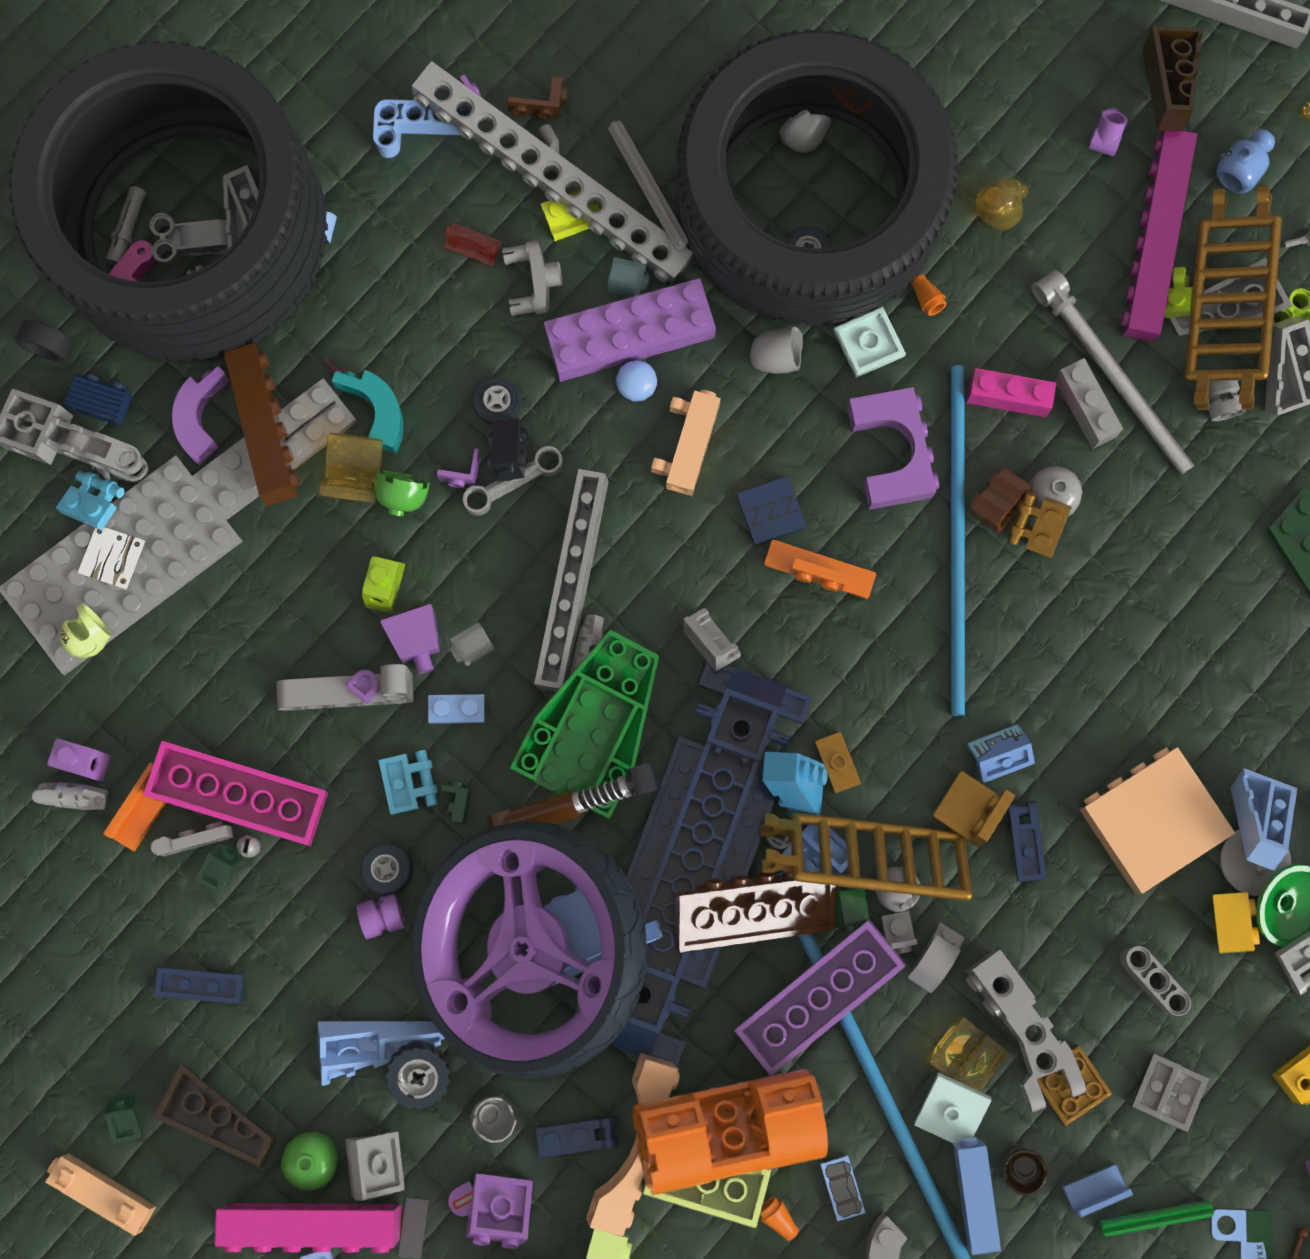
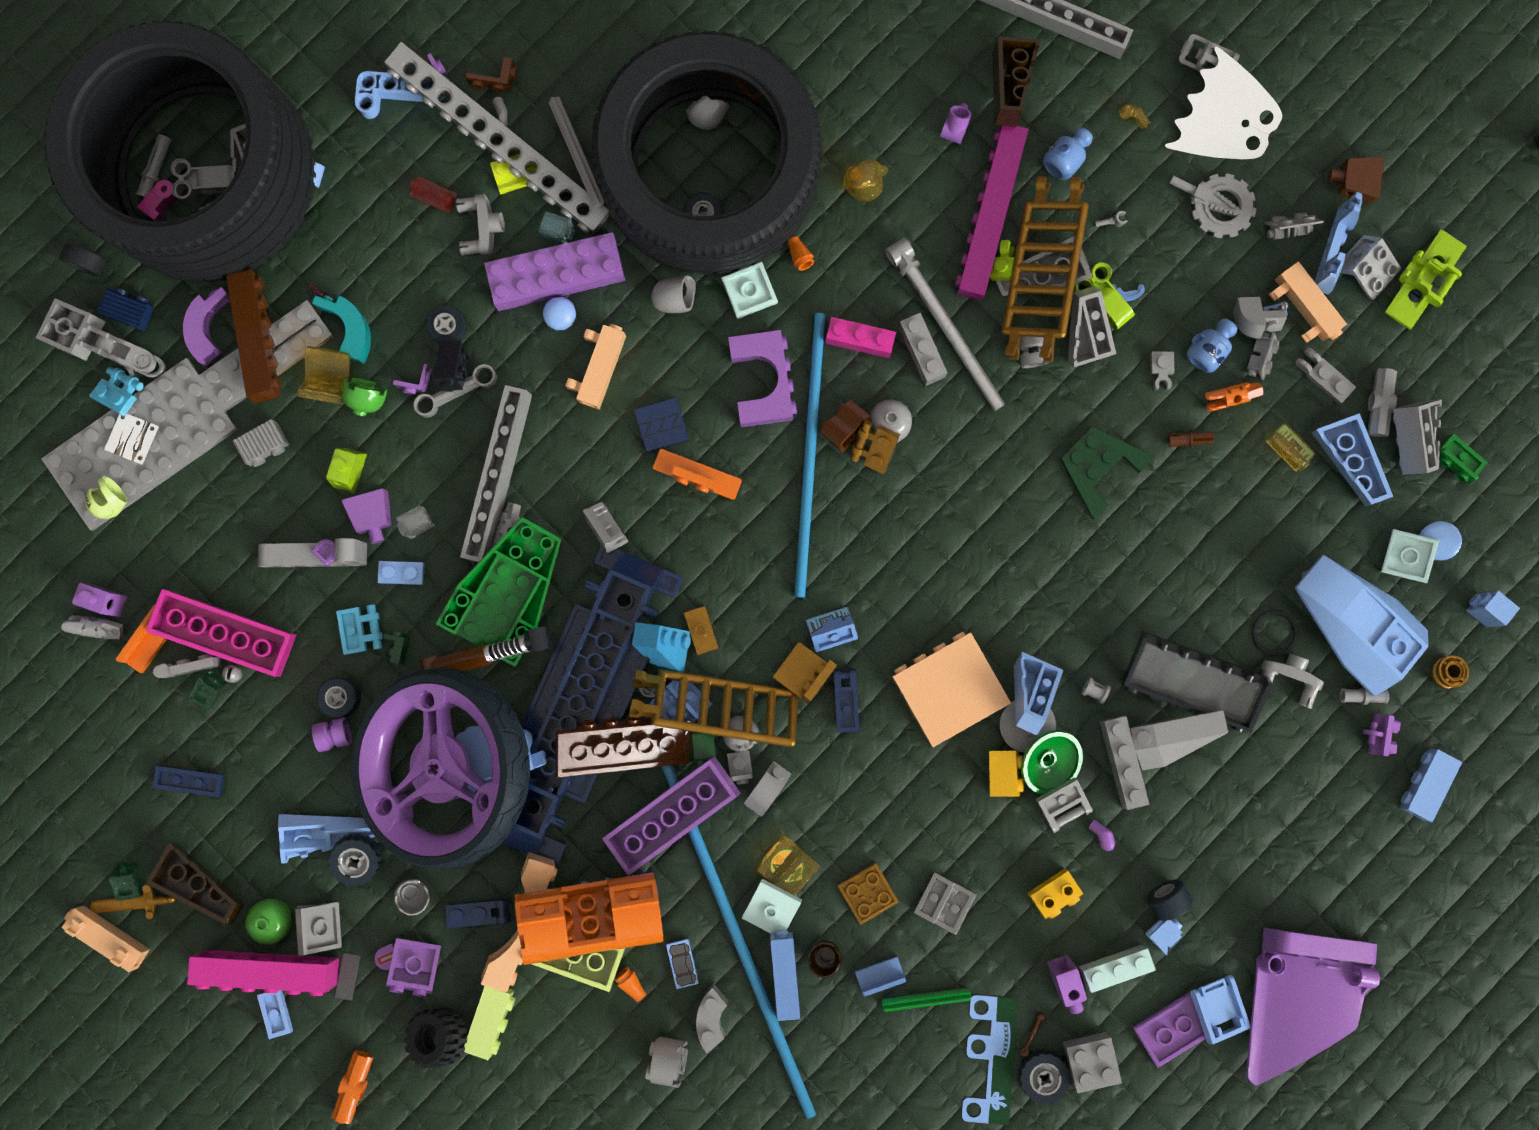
camera: 10 degrees right, 5 degrees up
(151, 1144) = (146, 901): none -> pearl gold sword
(274, 556) = (261, 443): none -> light grey brick
(1015, 1008) = (825, 833): light grey brick -> none
(1167, 987) = (948, 822): light grey beam -> none

